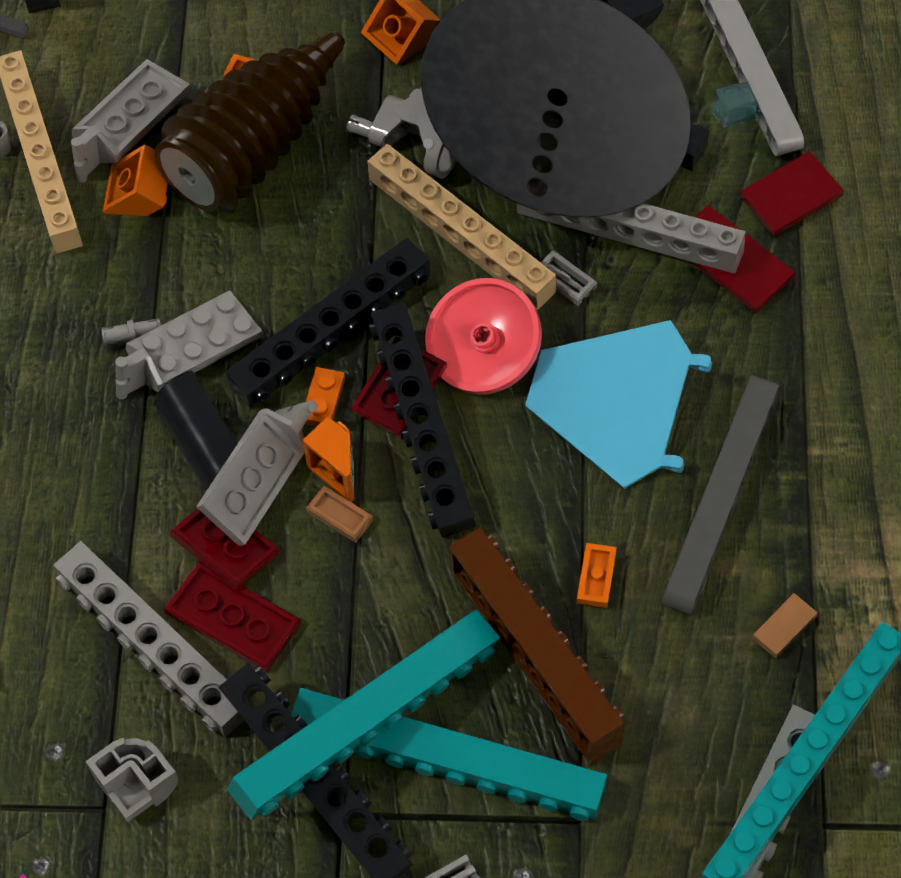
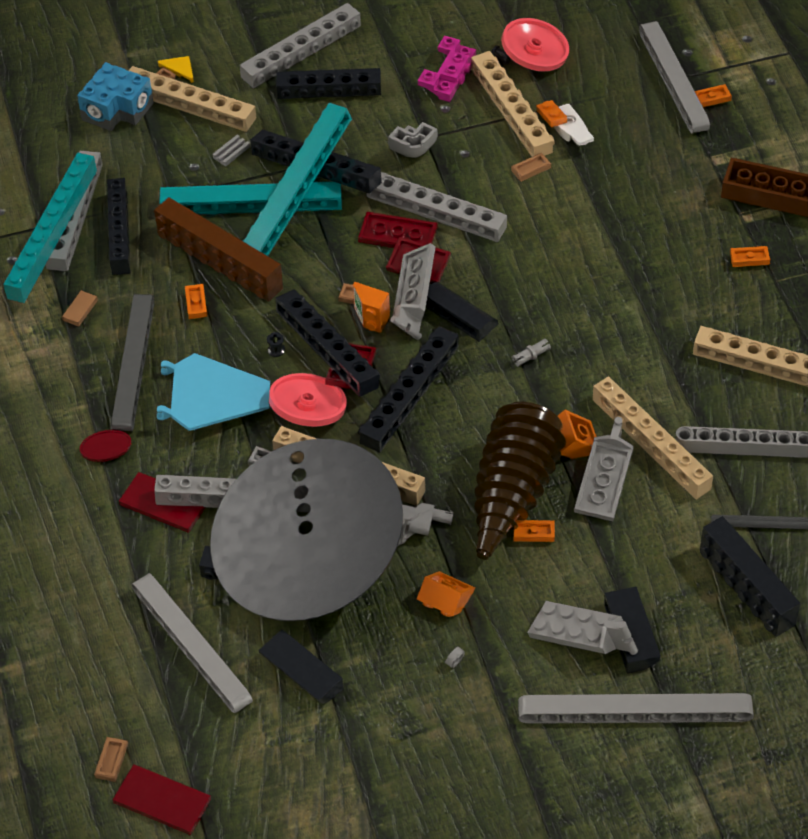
camera: 160 degrees right, 10 degrees down
(185, 344) = (491, 351): light grey hinge -> none
(326, 392) = (396, 352): orange plate -> none
(503, 459) = (272, 344): none -> black bush
(686, 764) = (118, 226): none -> black brick
(734, 104) = (189, 599): clear light blue brick -> none
(791, 193) = (133, 555): dark red tile -> none
(795, 366) = (105, 445): none -> dark red piece

